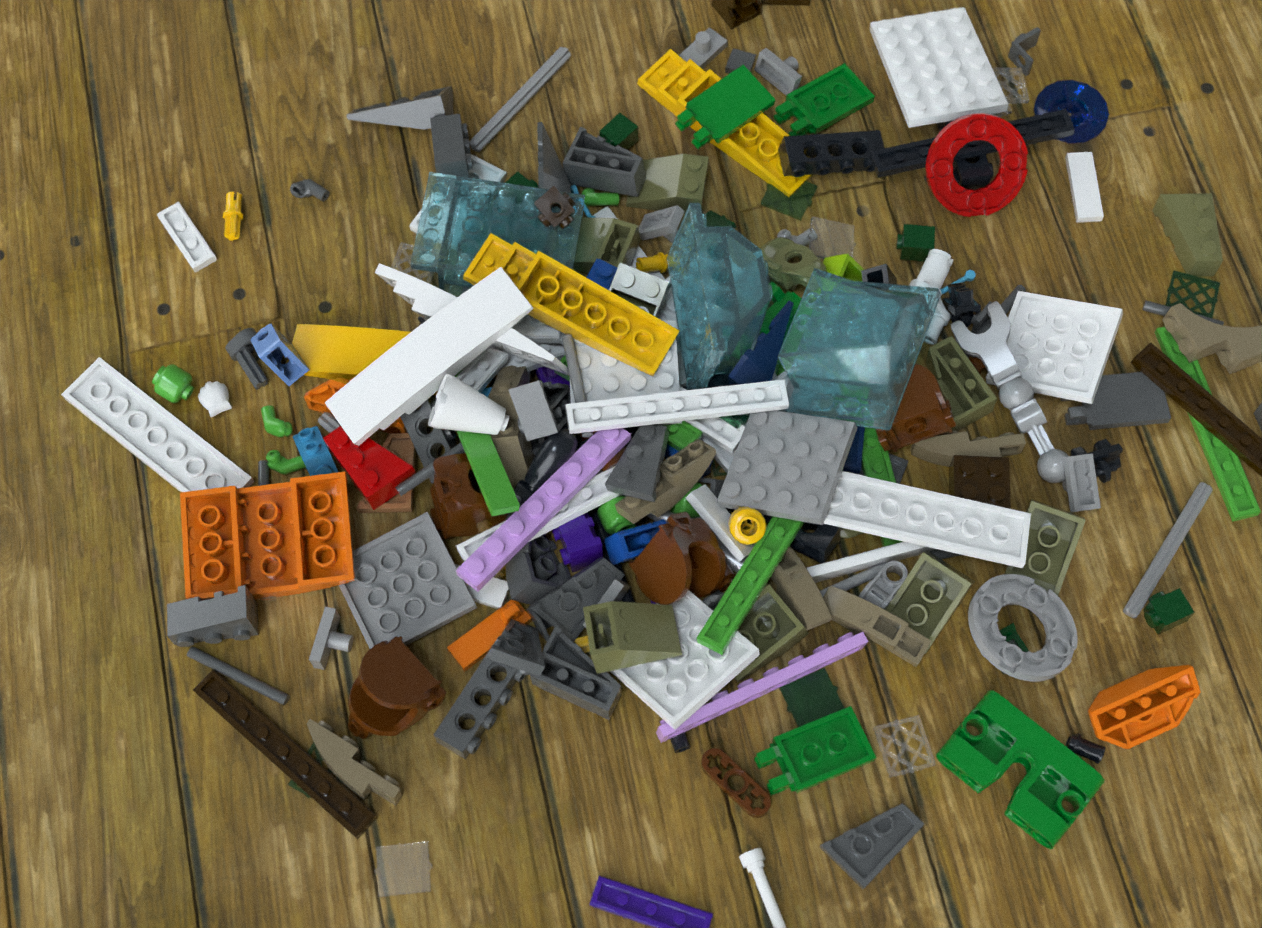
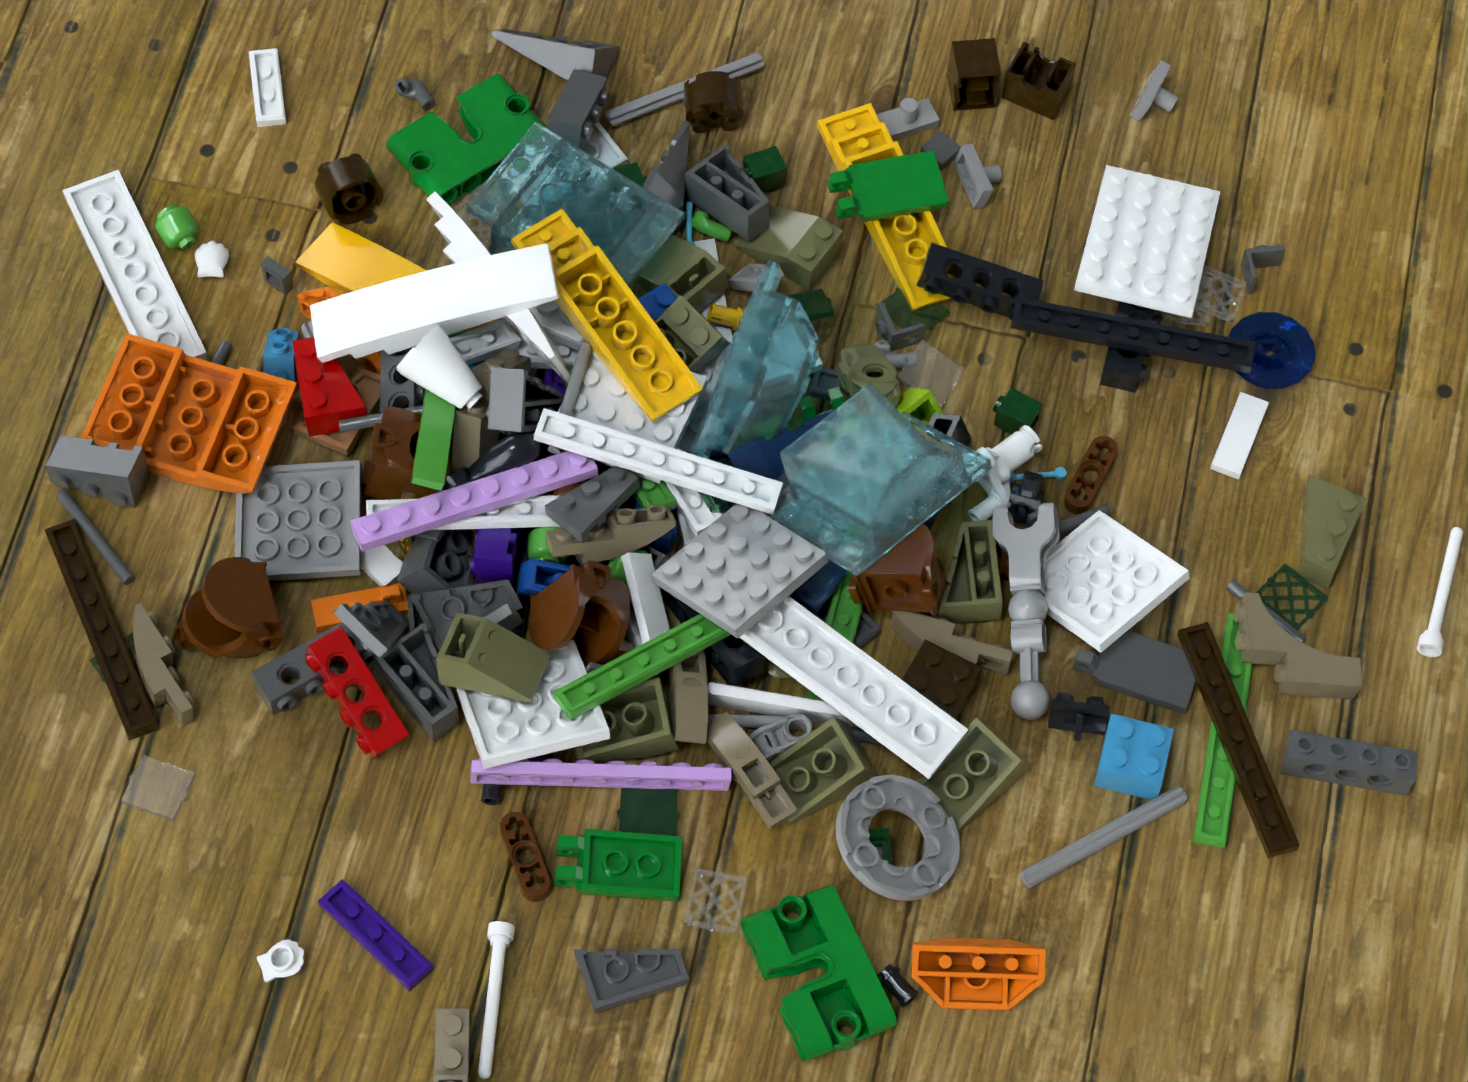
camera: 20 degrees right, 5 degrees down
(232, 216) = (323, 86): yellow axle -> none
(240, 350) = (262, 221): dark grey piece -> none
(272, 347) = (290, 233): medium blue torso -> none
(273, 425) = (255, 312): bright green arm -> none
(276, 387) = (276, 275): none -> dark grey tile
(283, 465) = (243, 353): bright green arm -> none
(298, 291) = (348, 189): none -> dark brown brick
(328, 638) = (199, 539): light grey tile -> none
(377, 233) = (456, 165): none -> green connector
(551, 98) = (713, 102): none -> dark brown brick
(553, 199) = (635, 203): dark brown brick -> none
(572, 728) = (339, 647): none -> red brick
(754, 531) = (656, 612): yellow head -> none
(781, 220) = (887, 330): none -> dark grey bracket
(824, 101) = (1006, 227): green tile -> none
(988, 275) = (1090, 462): none -> reddish brown beam
(1006, 183) = (1118, 401): red plate -> none
(1081, 482) = (1044, 726): light grey tile -> none
(1157, 475) = (1133, 757): none -> dark azure brick
(1167, 610) = (1063, 894): dark green brick -> none

